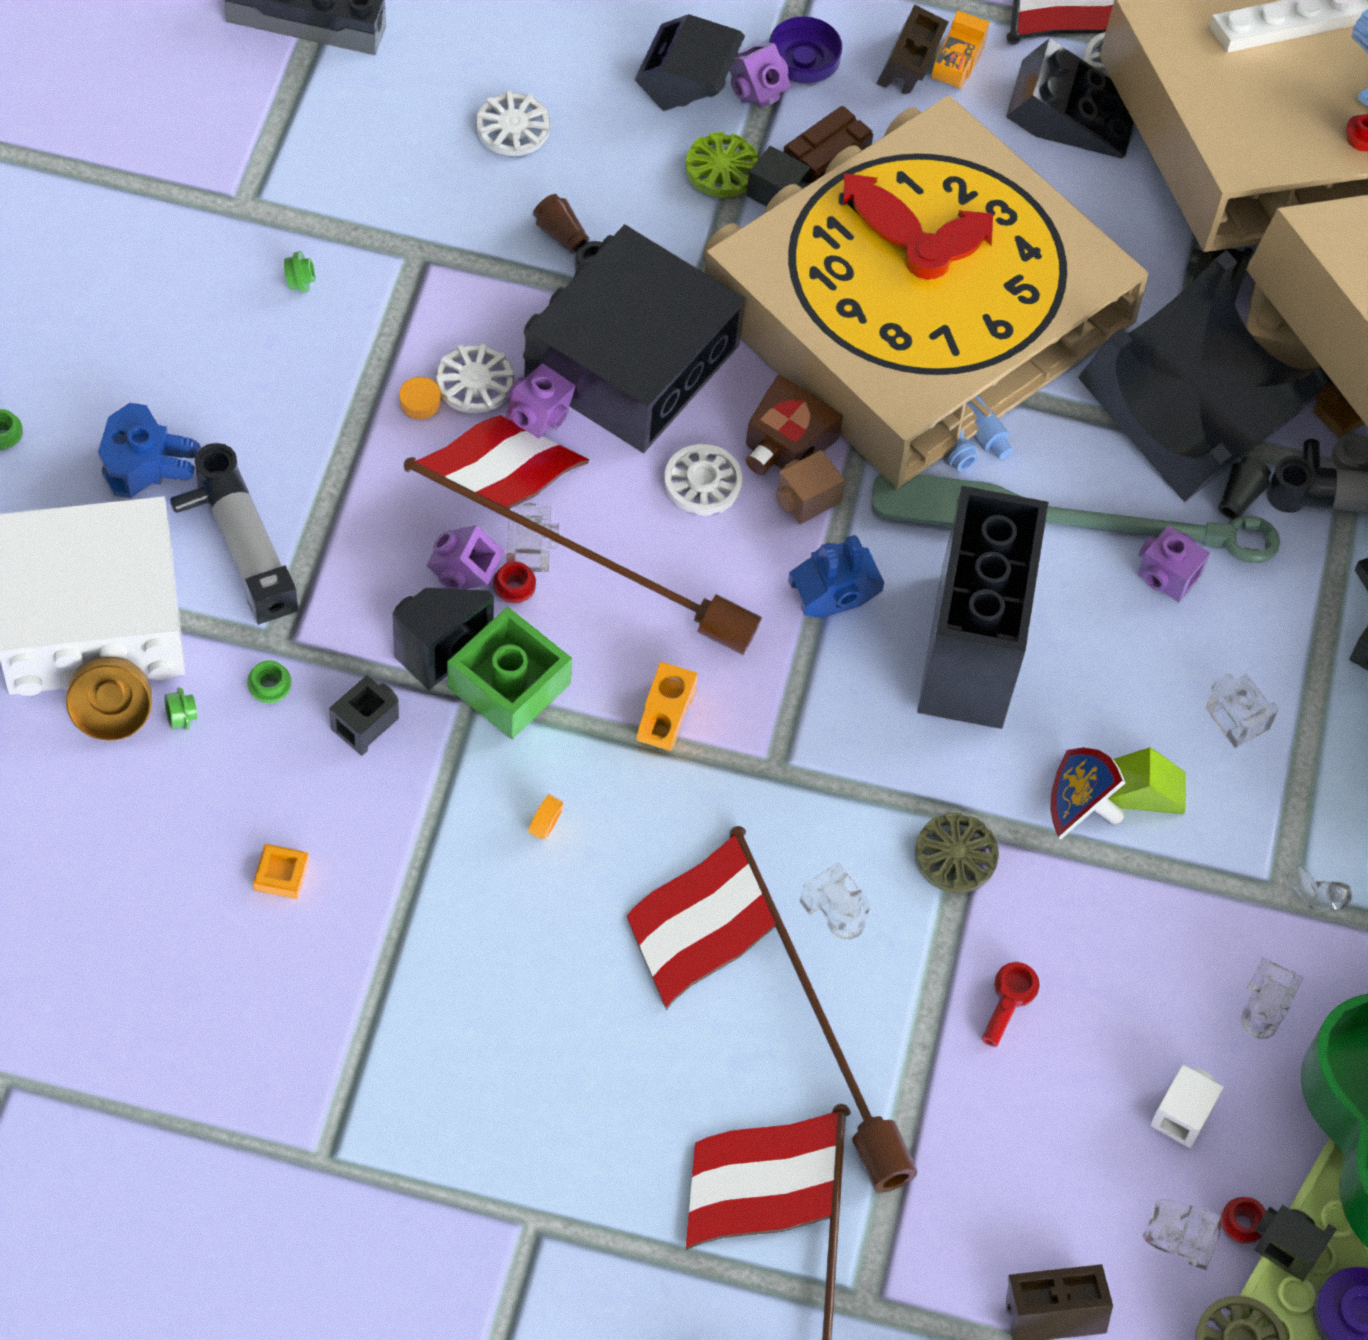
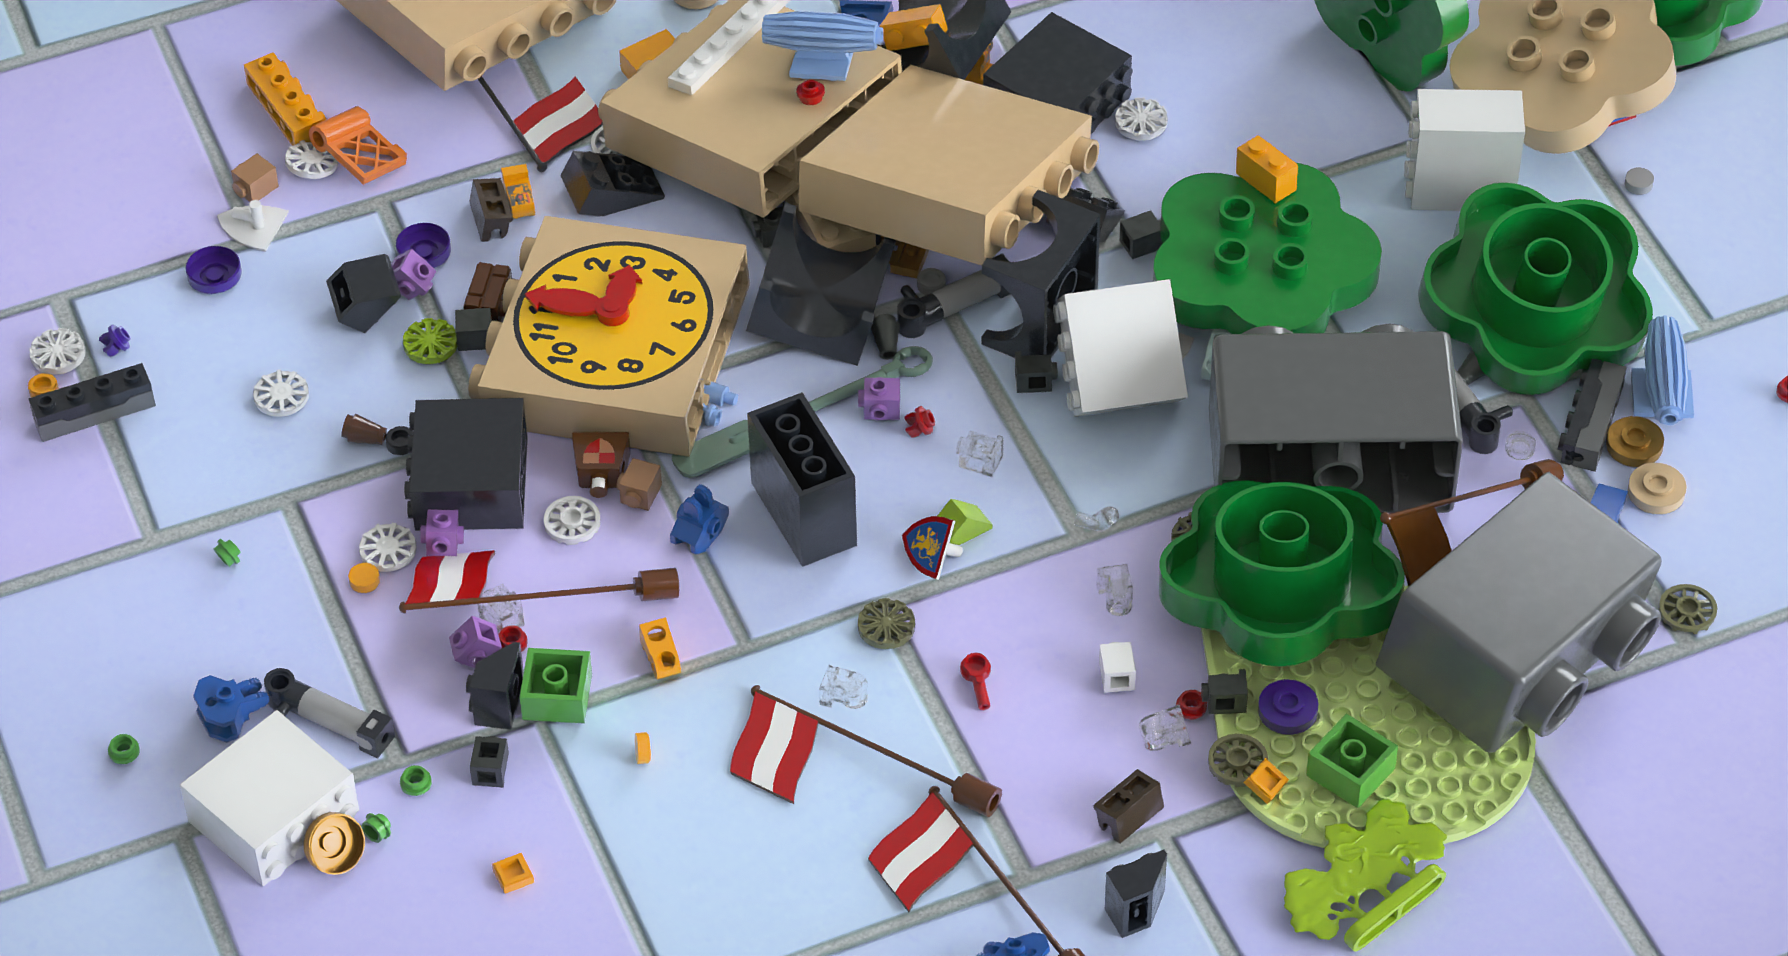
camera: 30 degrees left, 10 degrees down
(1202, 624) = (920, 421): none -> red plate

